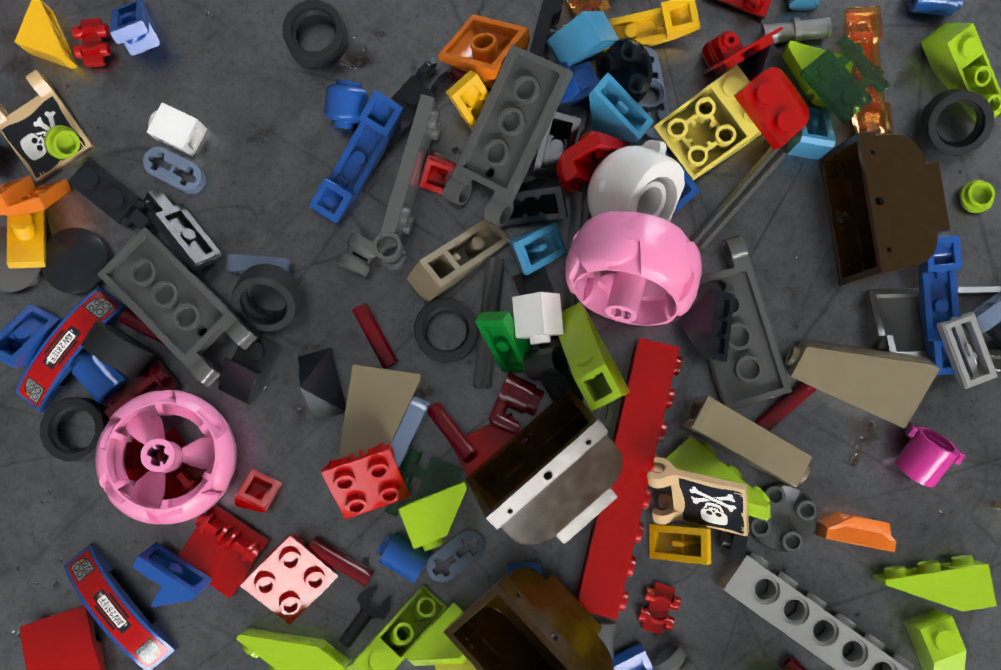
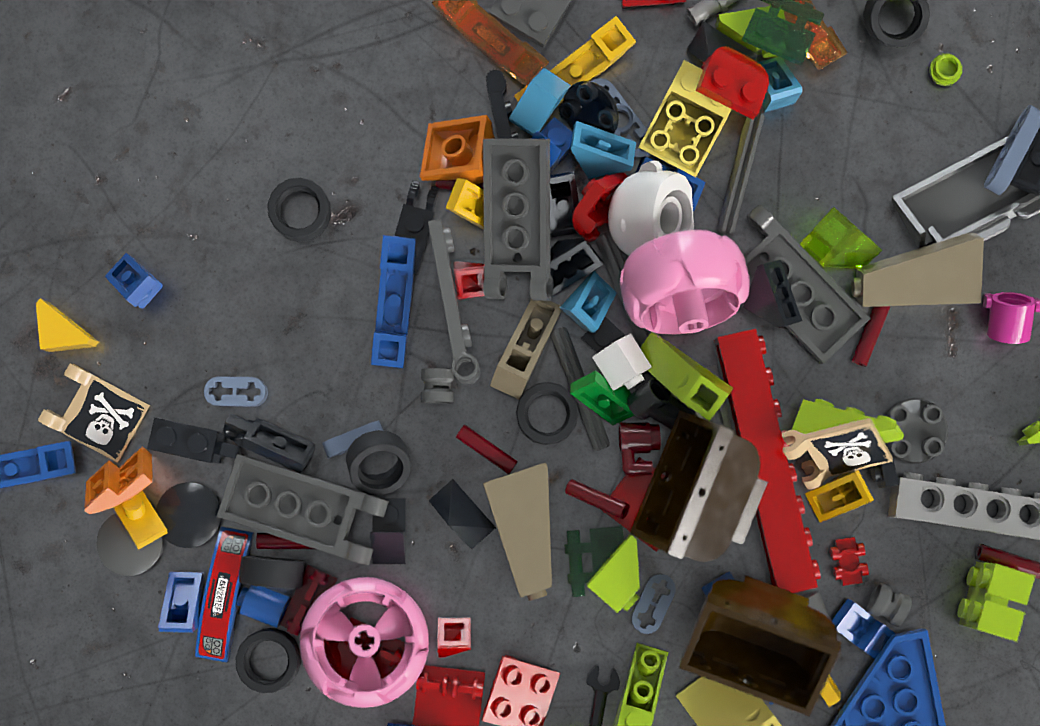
camera: 25 degrees left, 0 degrees up
(61, 142) = (126, 416): lime plate -> none
(93, 45) = (107, 319): red piece -> none
(176, 129) = (220, 355): white brick -> none
(340, 561) = (557, 659): dark red piece -> none
(345, 103) = (358, 258): blue head -> none
(365, 481) = (546, 577): red hinge -> none
(401, 557) = (609, 626): blue brick -> none
(409, 428) = (558, 531): sand blue beam -> none
(435, 646) = (677, 684): lime slope -> none
(727, 51) = (672, 53): red hinge -> none
(746, 441) = (852, 380): dark tan slope -> none
(798, 307) = (839, 243): none -> clear neon green slope
(856, 531) = (983, 410): orange slope -> none
(887, 205) = (872, 118): dark brown container -> none
(939, 297) = (960, 182): blue slope -> none
(955, 356) = (990, 219): light grey tile -> none

